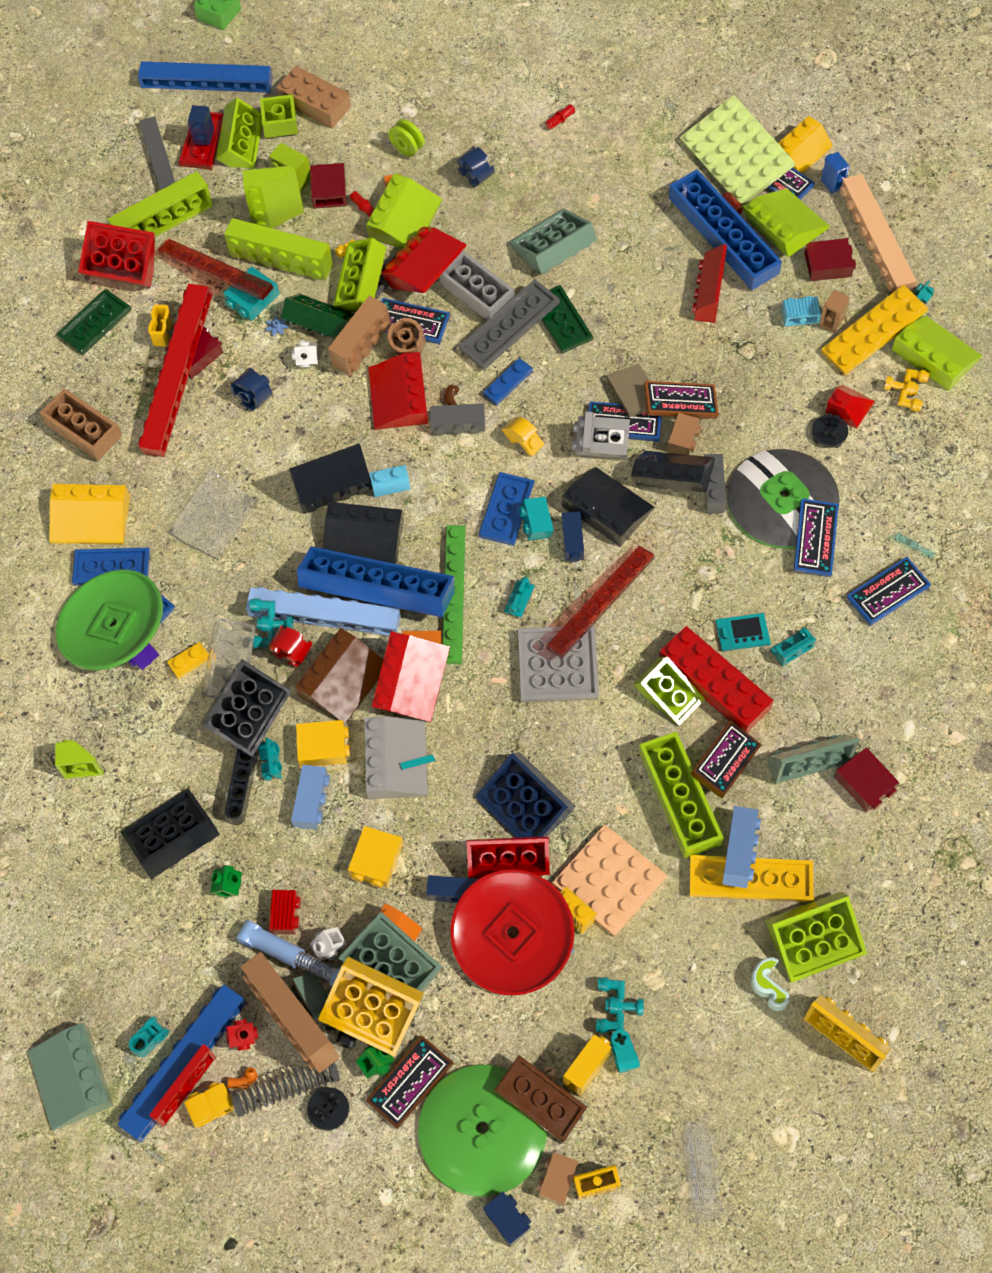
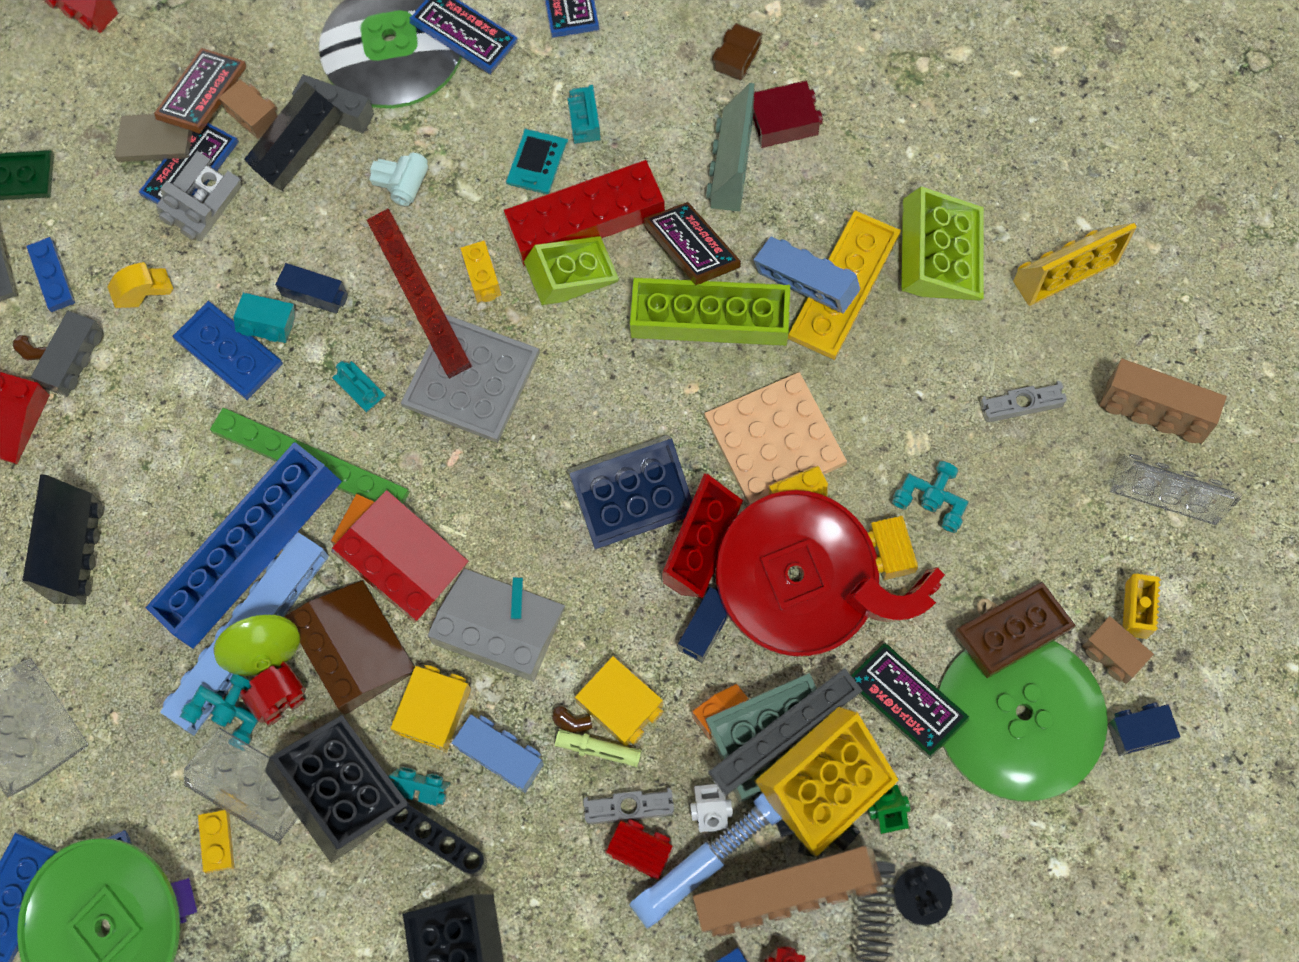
camera: 65 degrees left, 5 degrees up
(225, 882) = (564, 910): green brick -> none
(309, 993) = (766, 856): sand green brick -> none
(311, 619) = (256, 644): none -> lime dish
(315, 905) = (609, 809): none -> light grey piece
(339, 853) = (587, 745): none -> yellowish green pin
(348, 832) = (569, 723): none -> reddish brown arm
(363, 531) = (159, 535): black slope -> none
(390, 481) = (107, 471): medium azure brick -> none
(394, 966) = (784, 732): none -> dark grey tile
(409, 1082) = (932, 787): tile -> none
(457, 1044) = (908, 700): none -> tile
(516, 1006) = (880, 605): none -> red arch
(563, 991) = (893, 548): none -> yellow brick
(587, 1064) = (998, 555): yellow brick -> none
(606, 505) = (292, 233): black slope -> none
(625, 1054) = (996, 511): teal piece -> none
(637, 634) = (481, 271): none -> yellow brick
(681, 551) = (400, 178): none -> light aqua piece
(728, 1054) = (1007, 407): none -> light grey piece
(765, 1140) = (1162, 401): none -> medium nougat brick
(766, 987) = (976, 327): light aqua animal -> none
(901, 726) = (738, 51): none -> reddish brown brick

